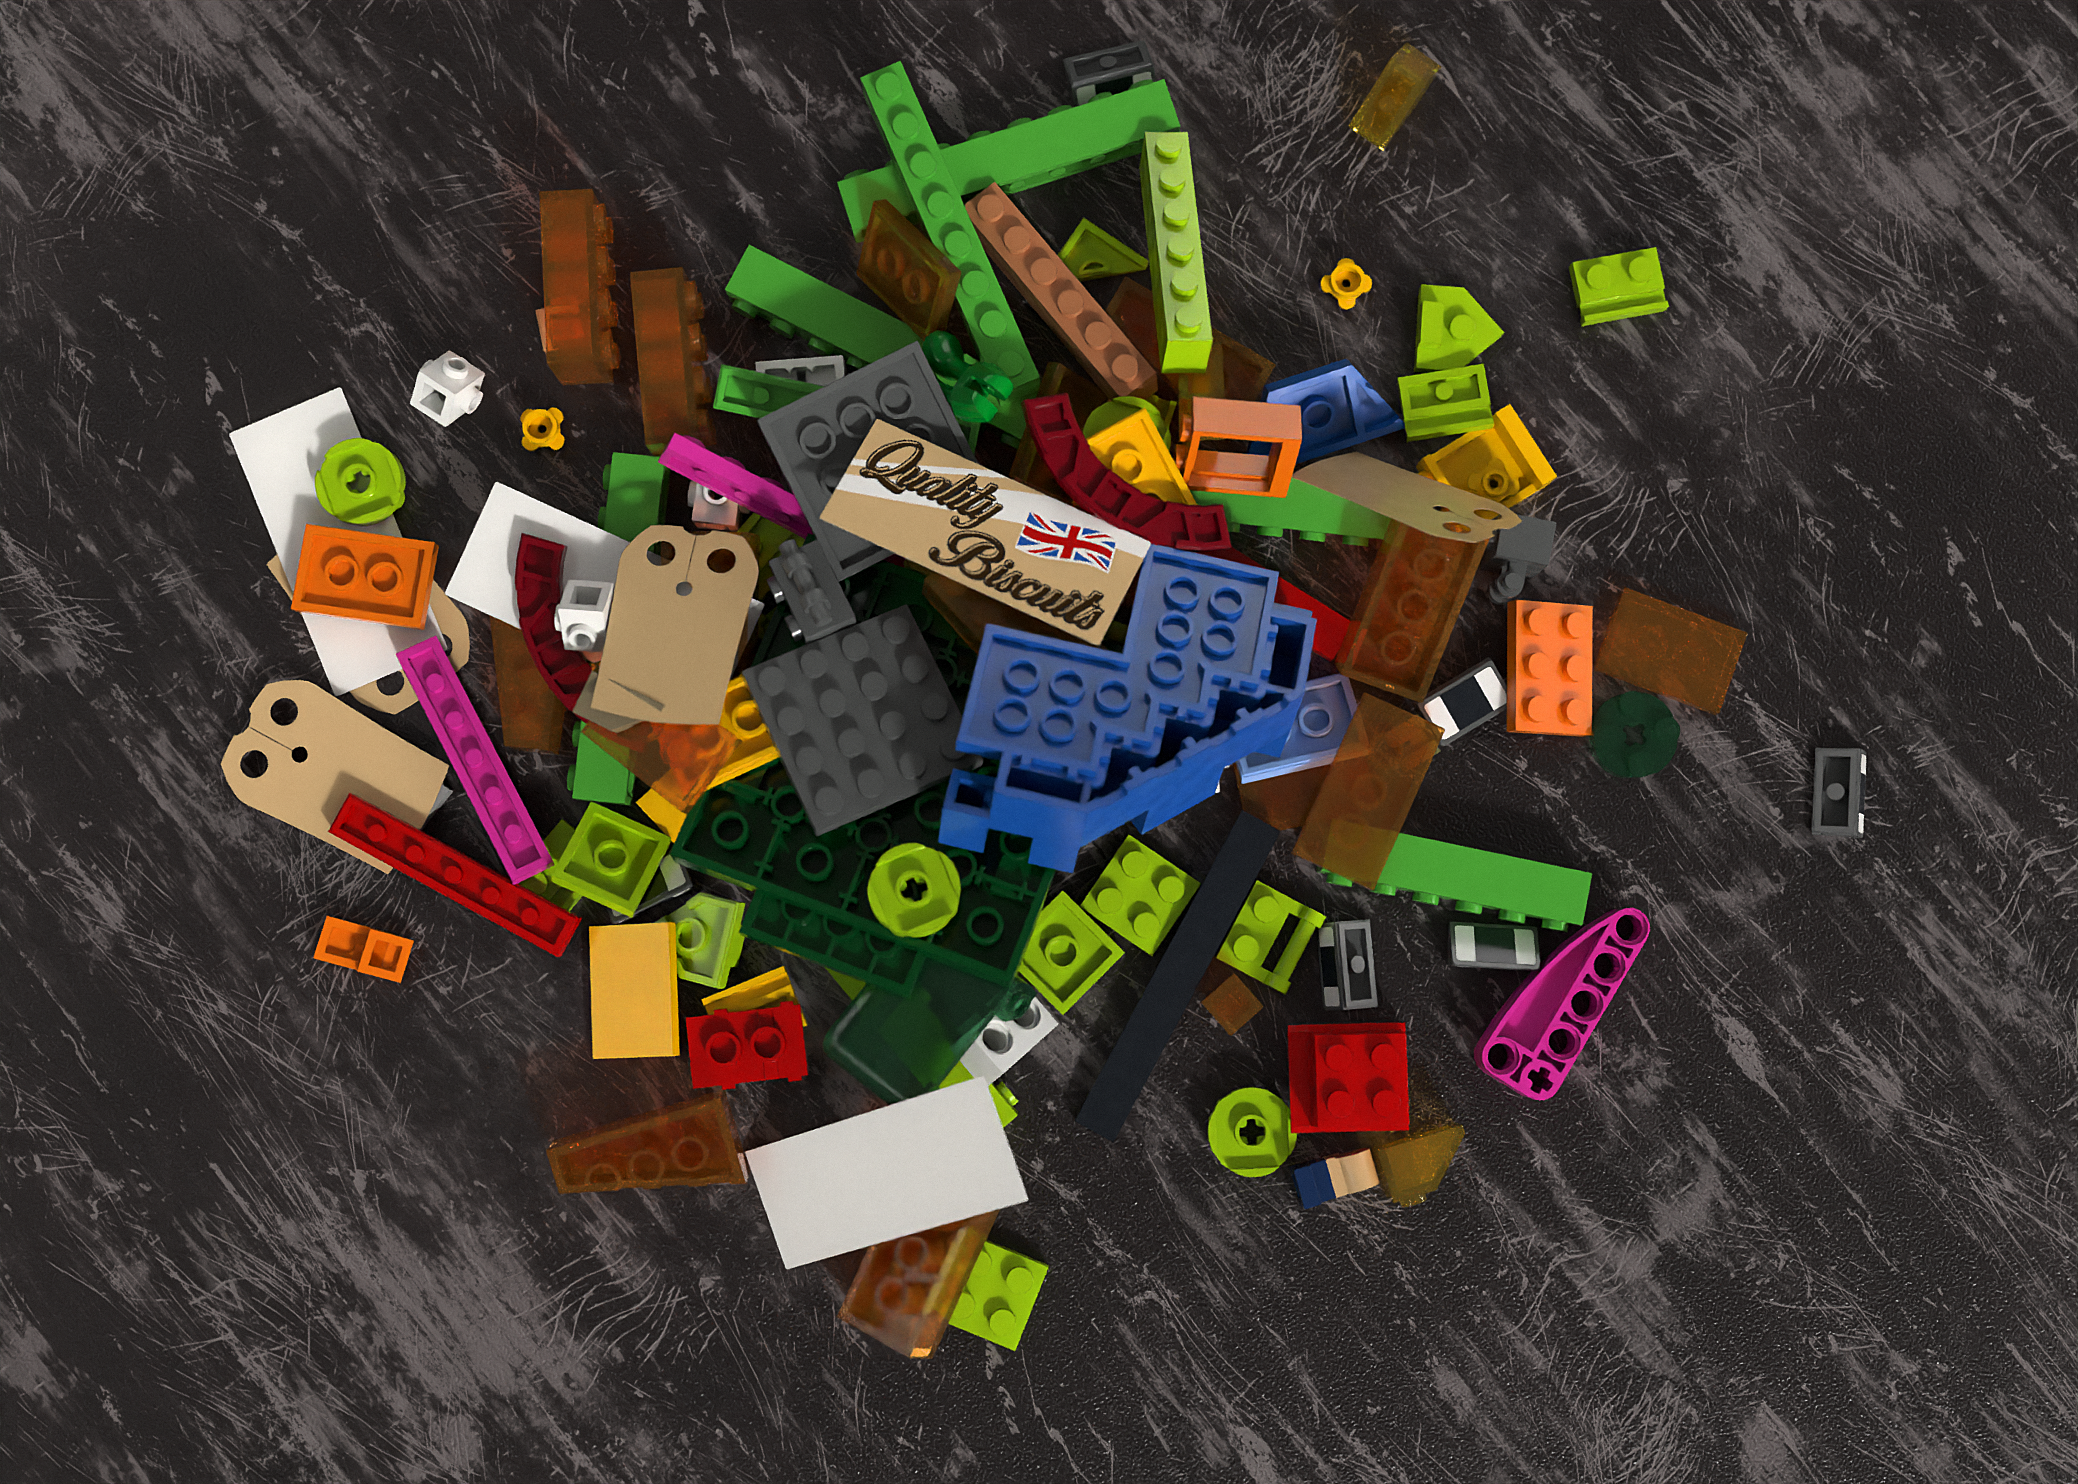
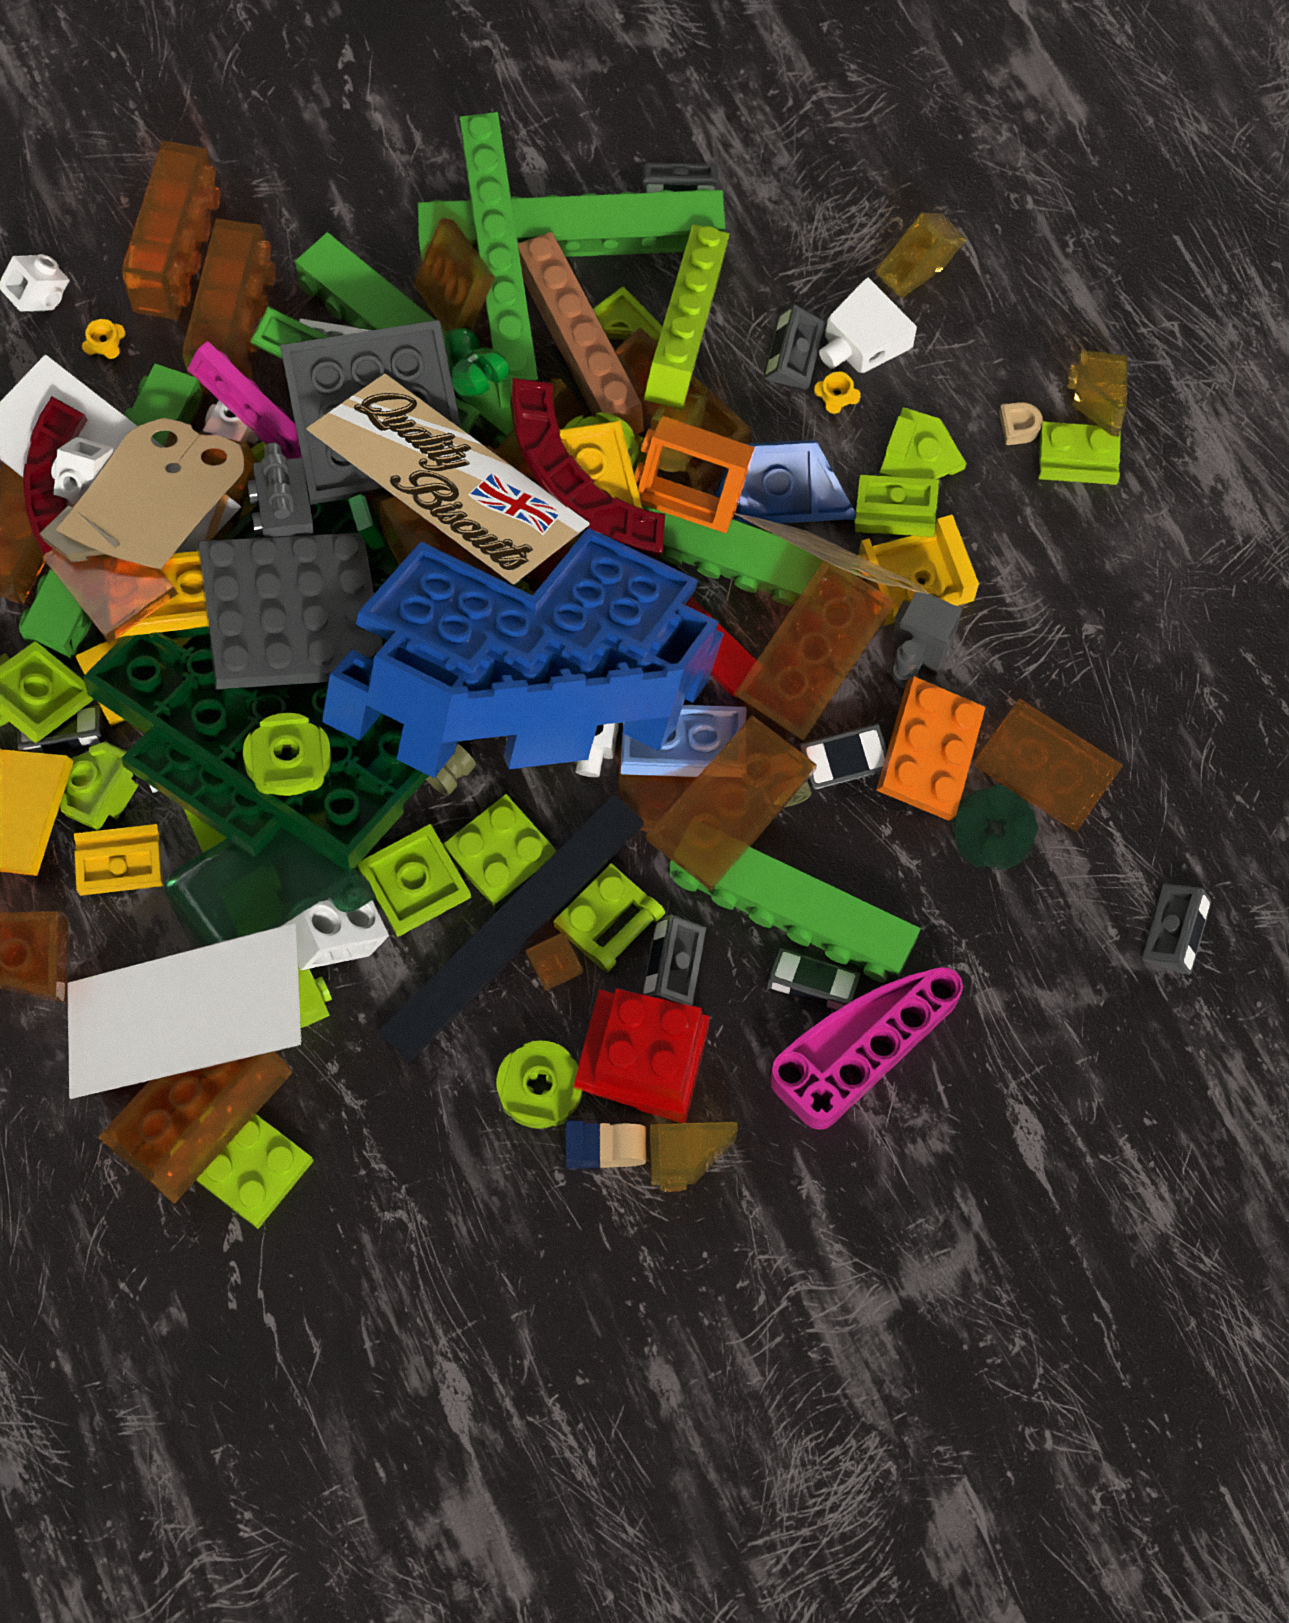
camera: 15 degrees right, 15 degrees down
(747, 1046) = (100, 883): red piece -> none
(907, 592) = (367, 522): none -> green tile
(1285, 242) = (794, 348): none -> dark grey slope
(1360, 204) = (866, 330): none -> white torso
(1547, 267) = (1020, 422): none -> tan tile
(1629, 211) = (1100, 388): none -> clear yellow slope

